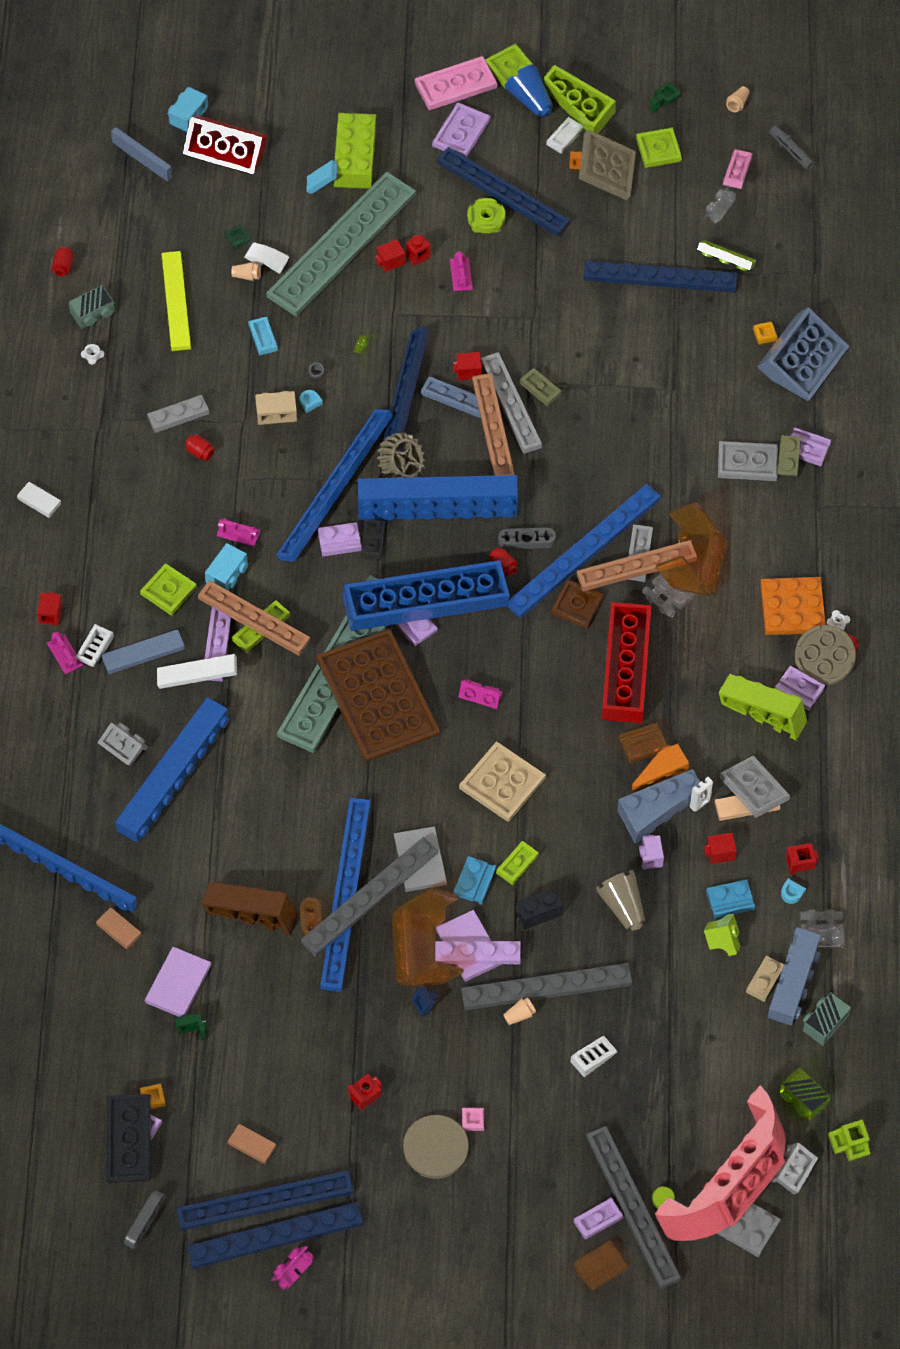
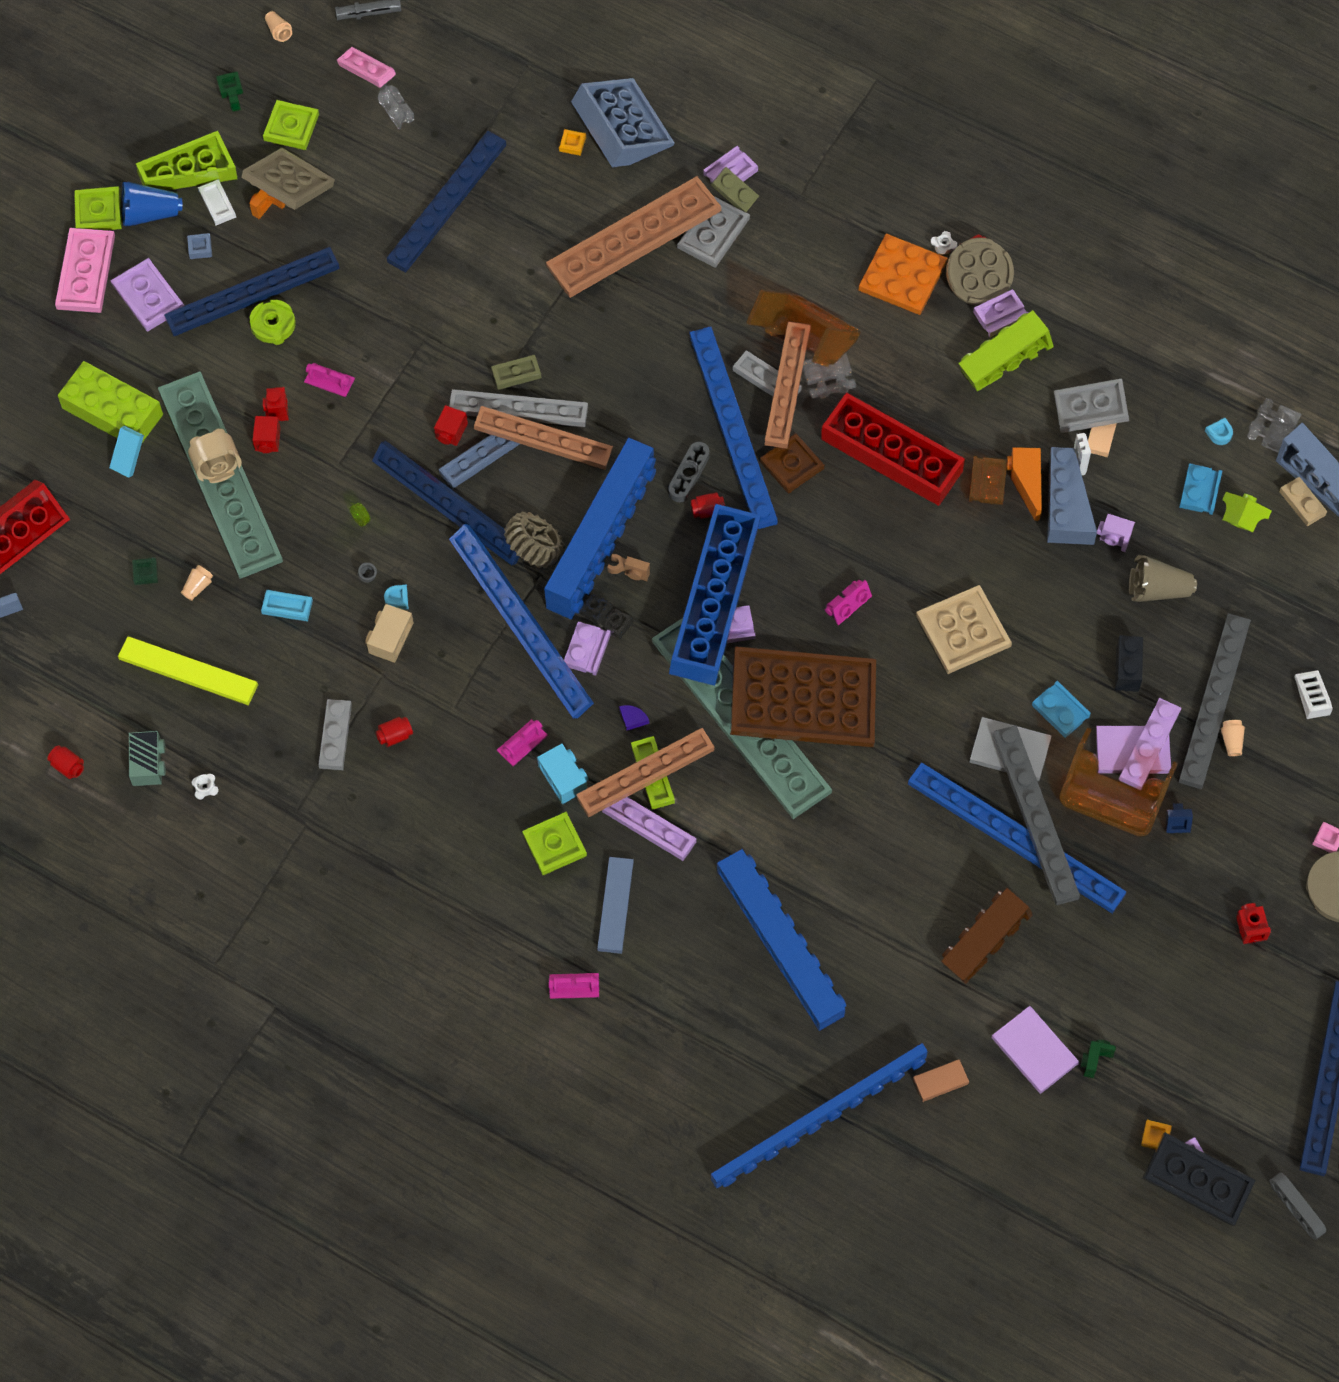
camera: 60 degrees left, 5 degrees up
(39, 499) = (361, 925): white tile -> none
(49, 608) = (510, 974): red brick -> none
(96, 631) = (577, 931): white slope -> none
(122, 743) = (720, 975): light grey bracket -> none
(197, 671) = (676, 859): white tile -> none
(252, 1144) = (1257, 1061): nougat tile -> none
(266, 255) = (189, 553): white slope -> none
(300, 594) = (633, 717): none -> dark purple tile
(311, 919) = (1028, 883): clear orange plate -> none
(344, 227) = (214, 456): none -> tan brick
(420, 539) = (633, 567): none -> medium nougat plate
(517, 863) = (1064, 659): lime plate -> none
(519, 141) = (199, 246): none -> sand blue plate
(705, 408) = (633, 236): none -> nougat plate
(720, 848) = (1144, 468): red brick -> none
(726, 255) = (462, 129): plate -> none
(805, 852) = (1192, 404): red brick -> none

